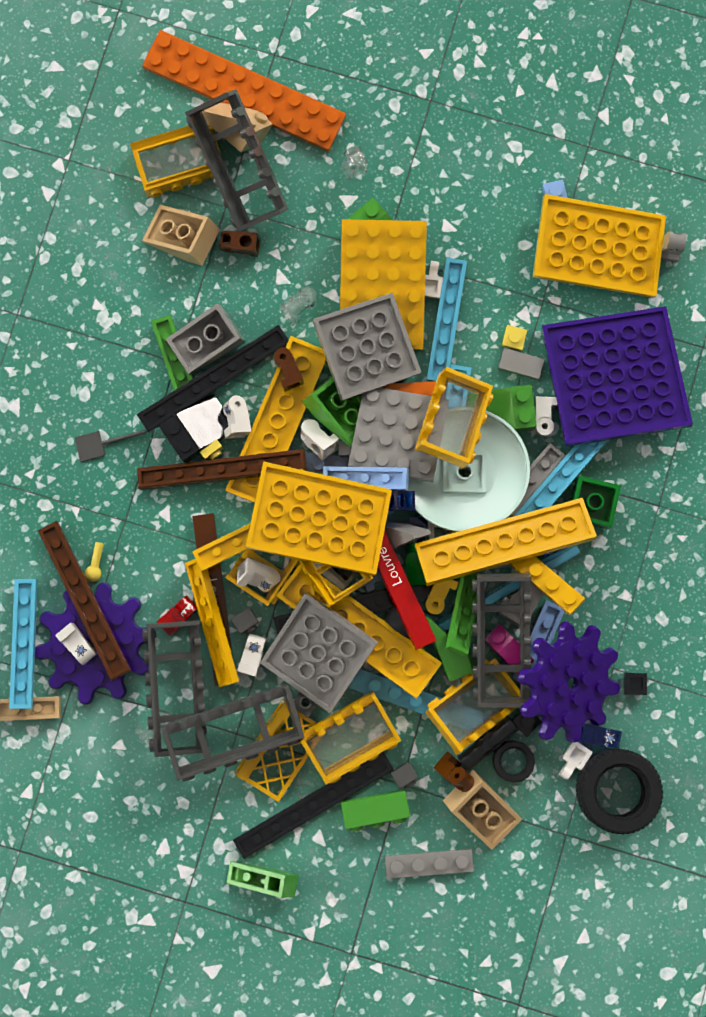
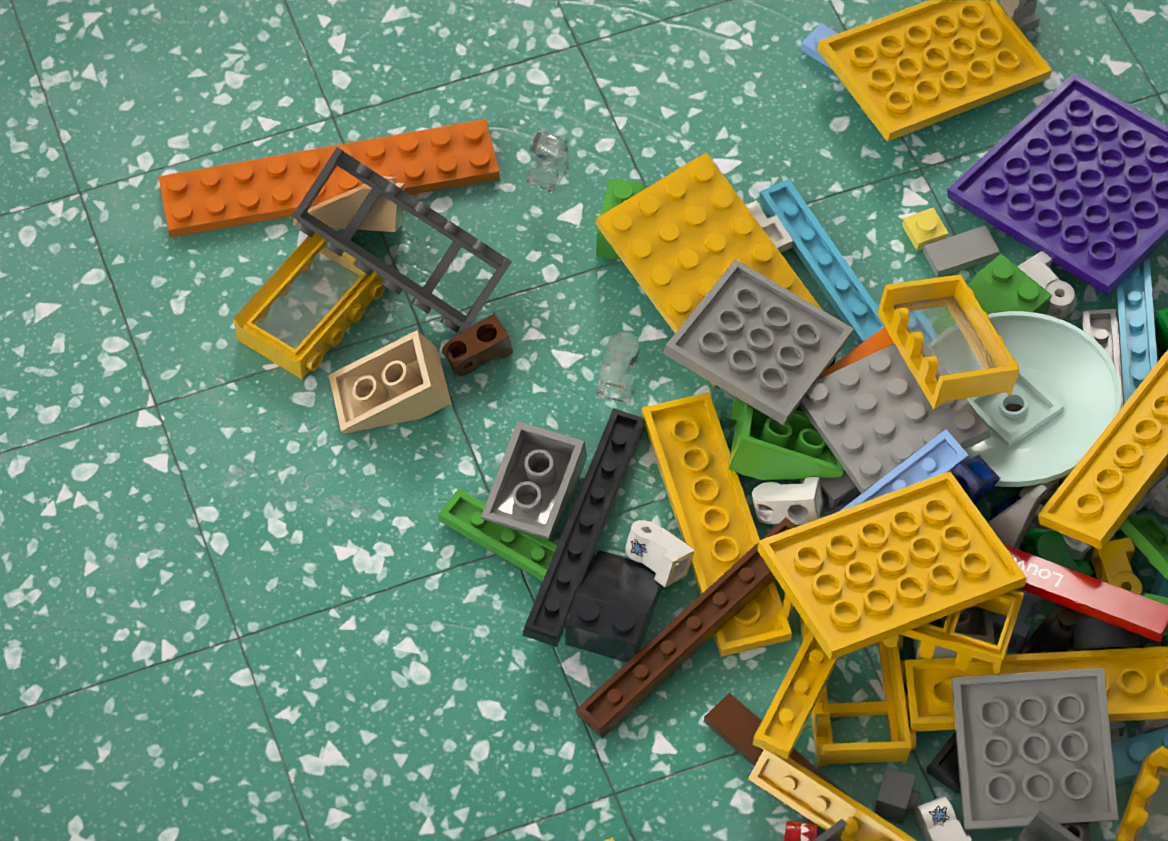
camera: 35 degrees left, 25 degrees down
(91, 445) = (485, 730): dark grey piece -> none
(212, 451) = (660, 614): light yellow plate -> none
(257, 575) = (864, 718): white leg -> none
(285, 361) = (677, 440): reddish brown leg -> none

